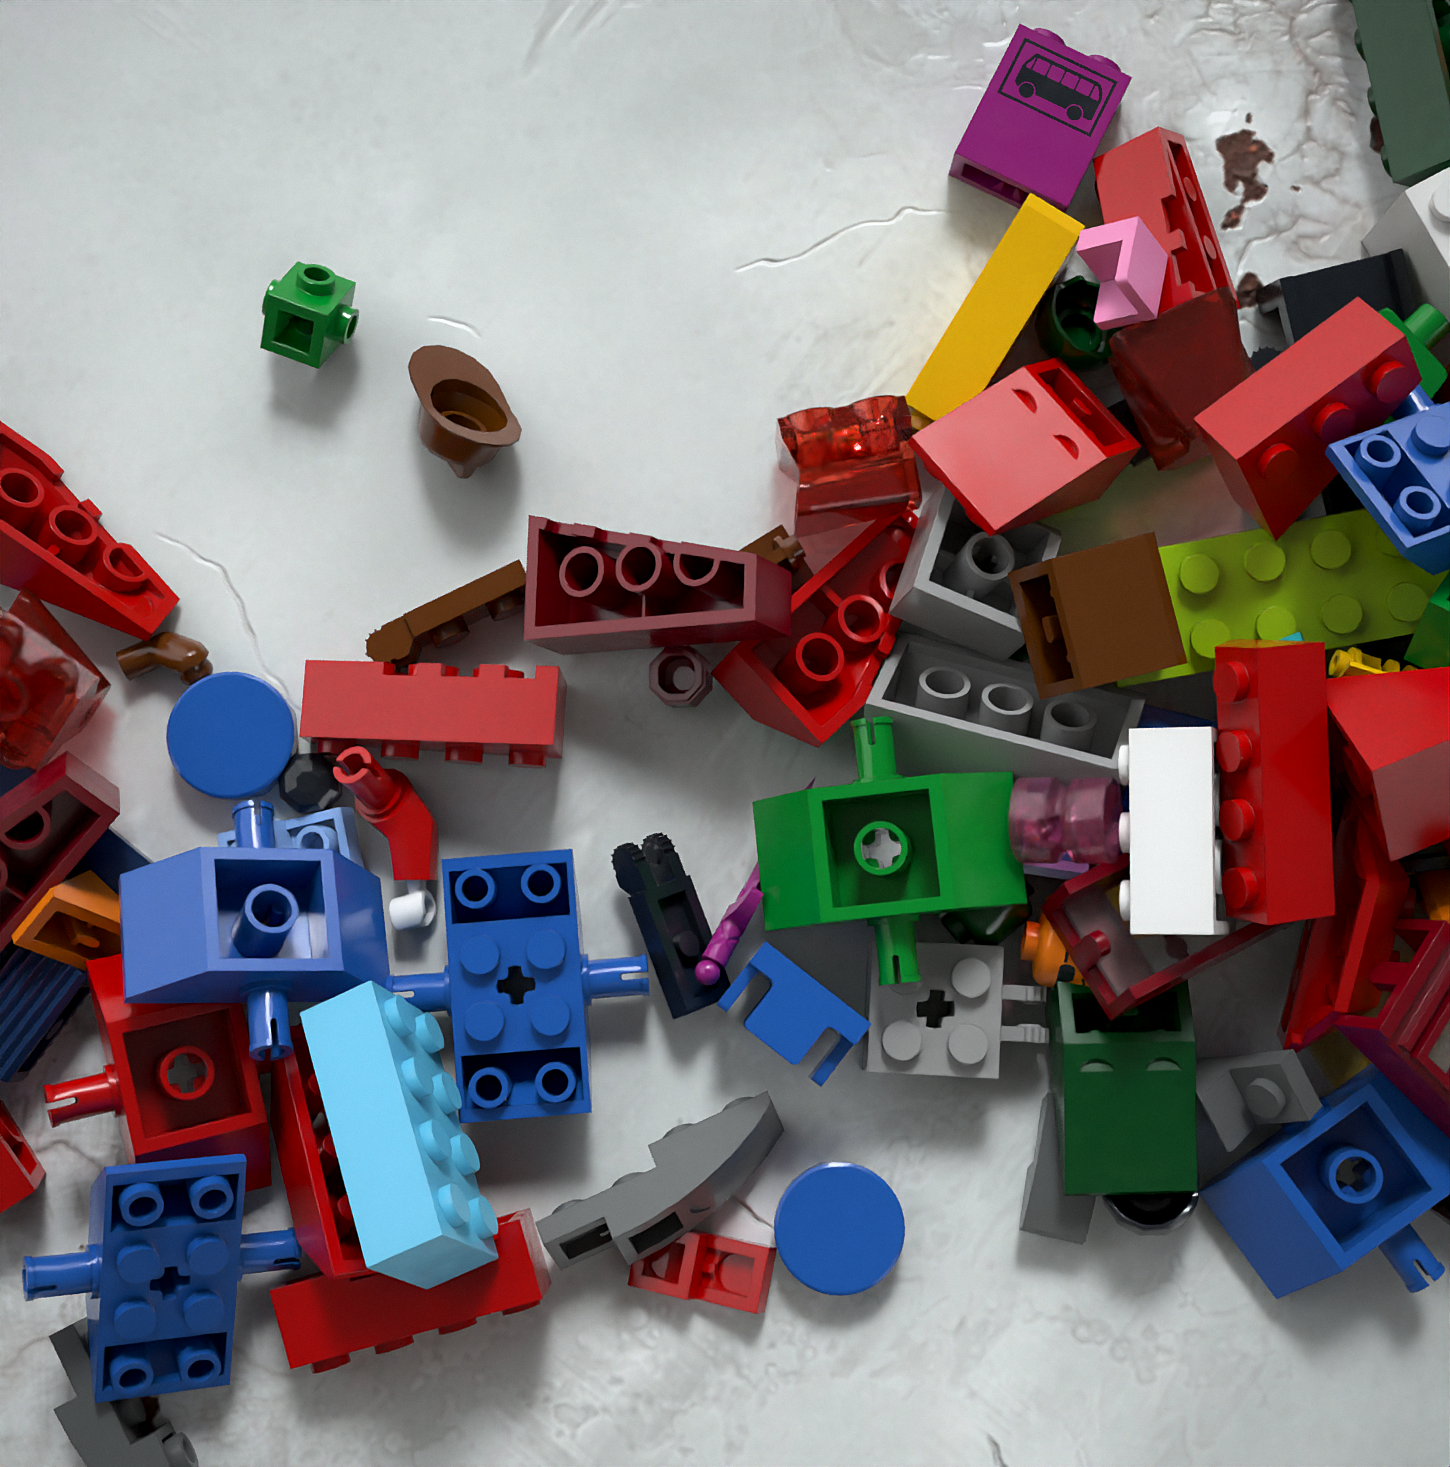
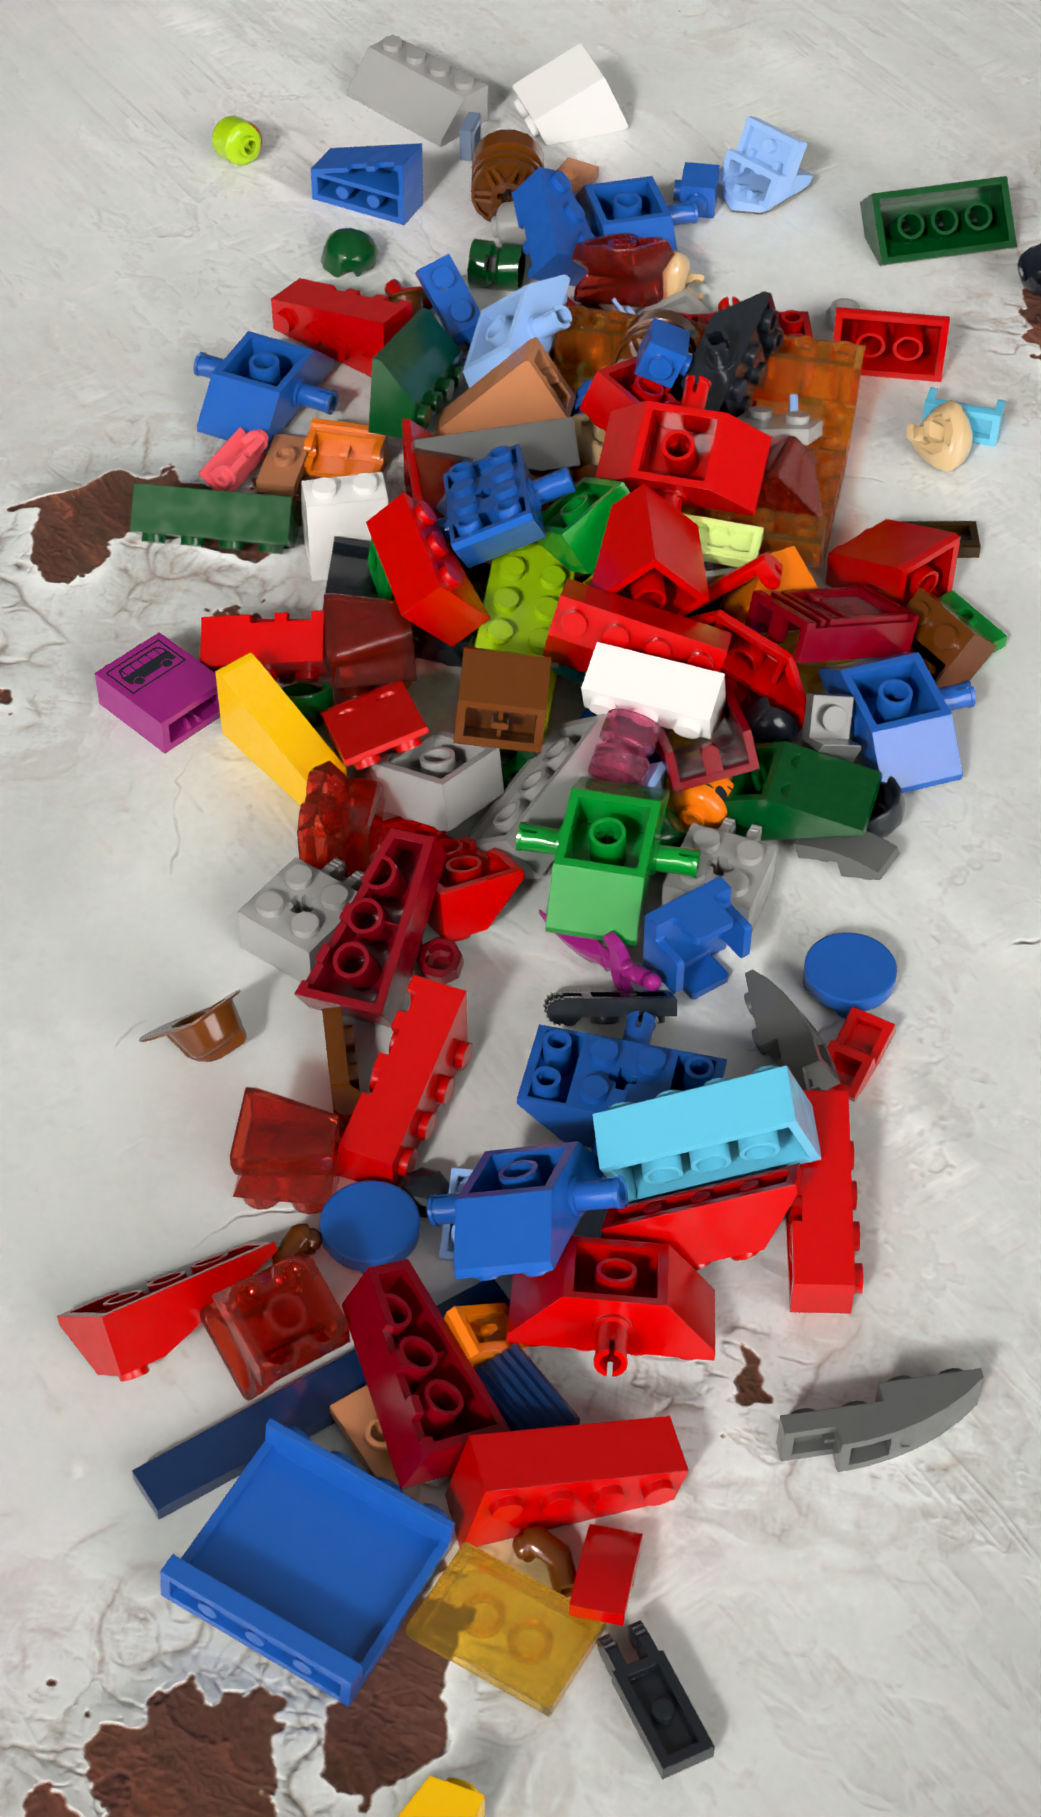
camera: 70 degrees left, 35 degrees down
(162, 1274) = (755, 1332): blue slope -> none
(294, 595) = (285, 1152): none -> clear red piece
(308, 314) = (83, 1090): green brick -> none
(401, 816) = (468, 1137): red arm -> none
(701, 511) = (296, 914): none -> light grey hinge
(1129, 269) = (290, 641): bright pink panel -> none
(1251, 987) = (768, 722): none -> black hair

